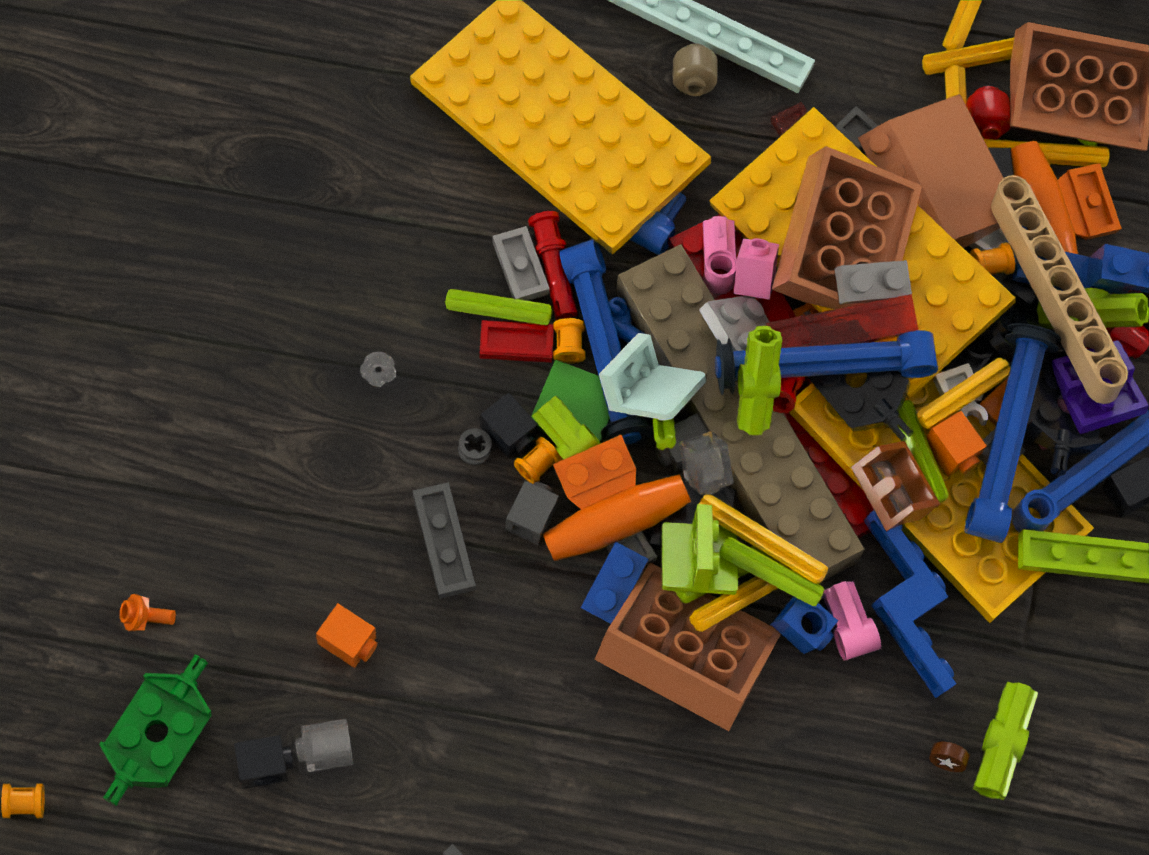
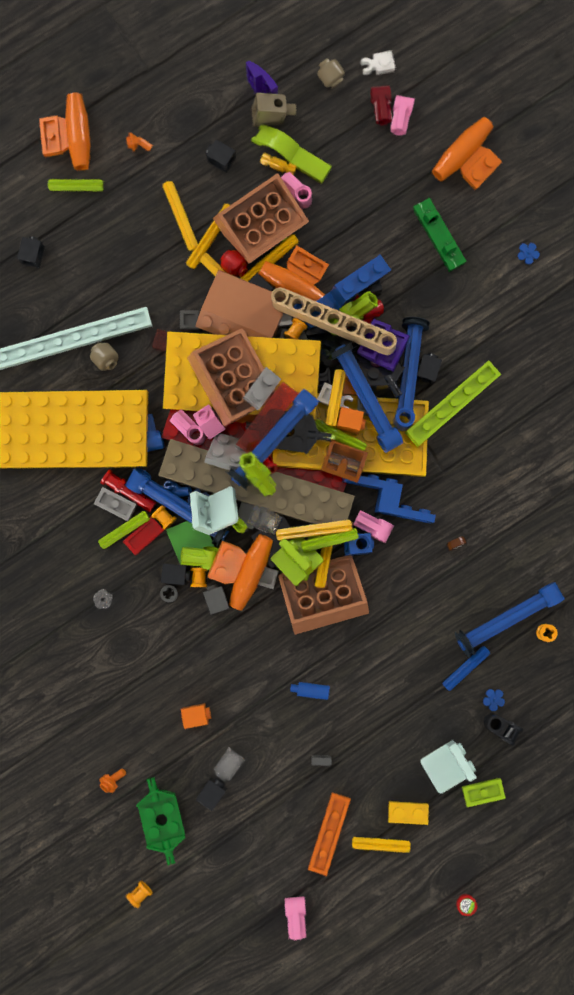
camera: 35 degrees left, 15 degrees up
(444, 540) = (194, 642): dark grey plate -> none
(541, 759) = (311, 690): none -> blue cylinder
(614, 582) = (273, 597): blue plate -> none
(1005, 740) = (471, 517): lime piece -> none

